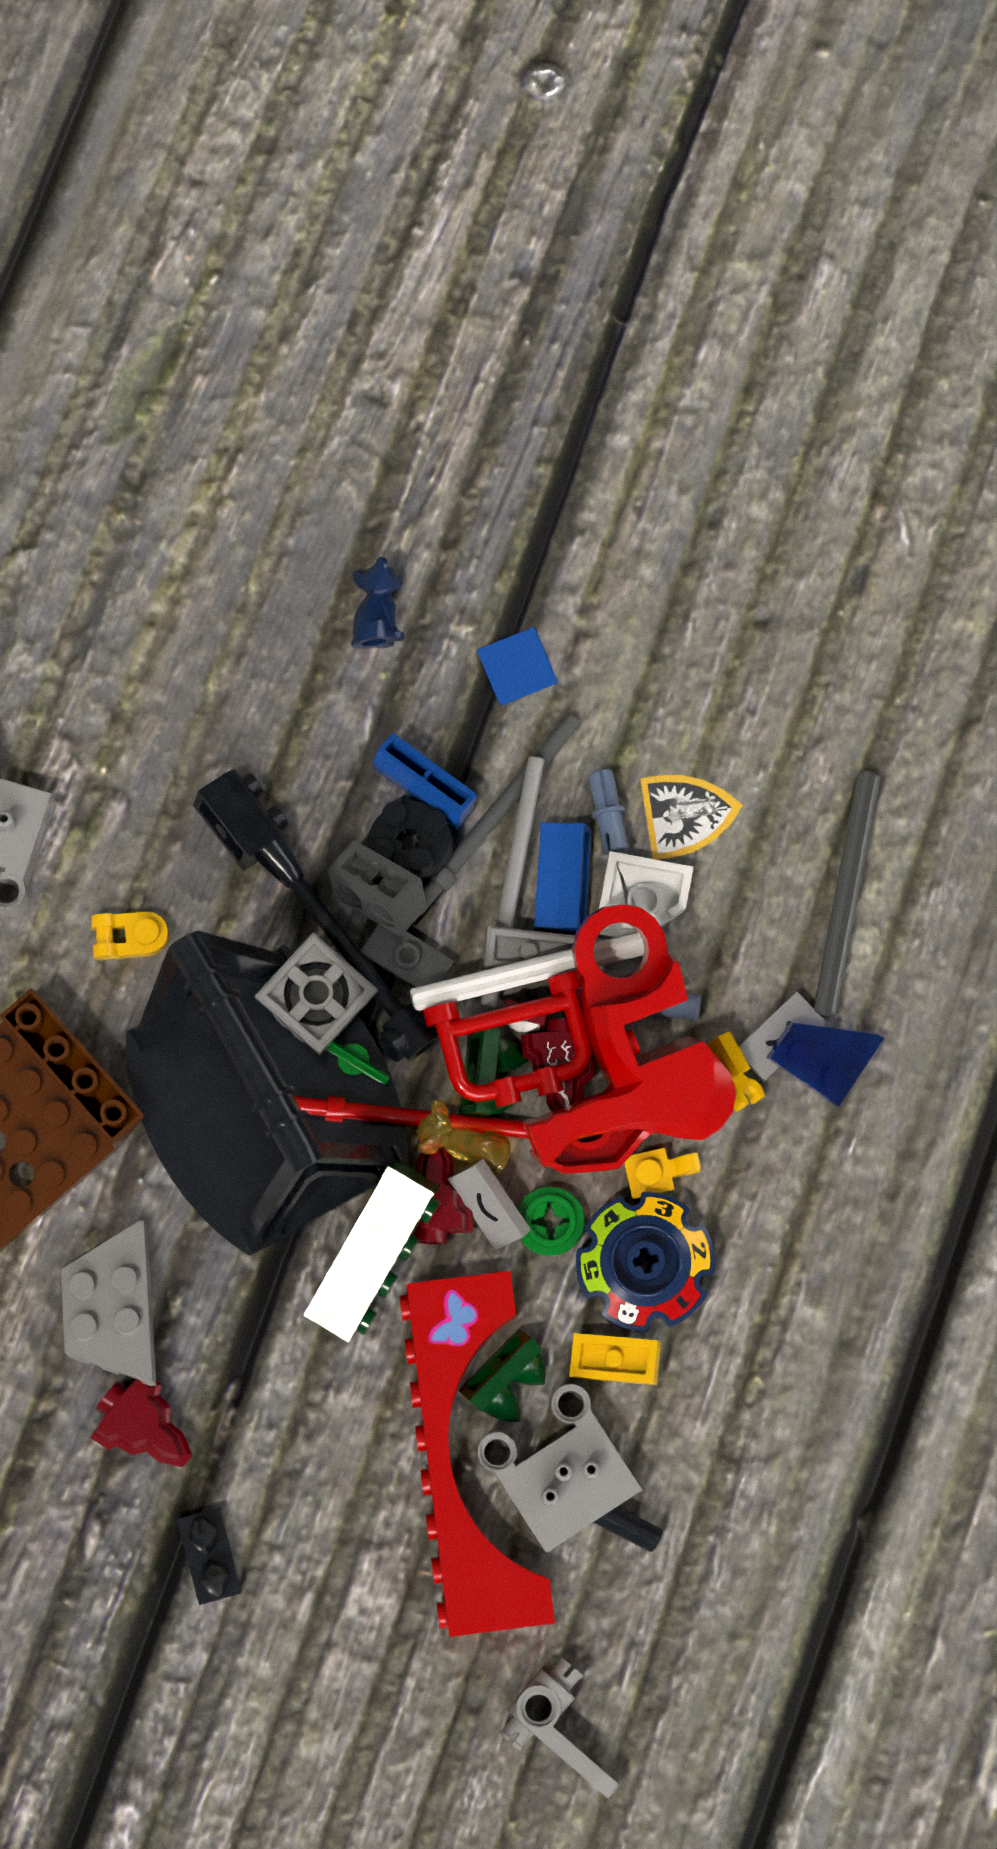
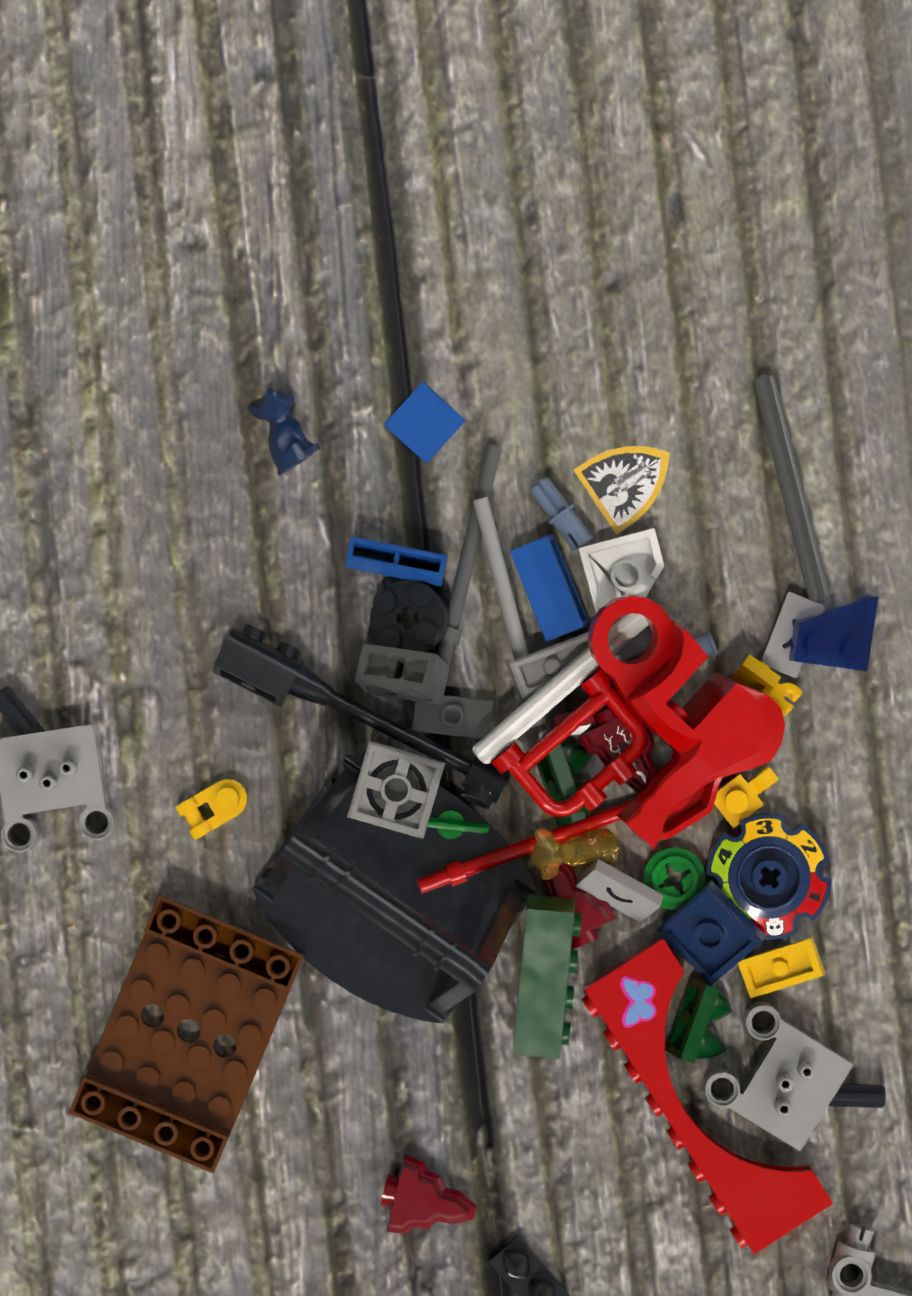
camera: 20 degrees left, 10 degrees up
(111, 1306) = (352, 1118): light grey wing -> none
(561, 1290) = (711, 933): none -> dark blue tile

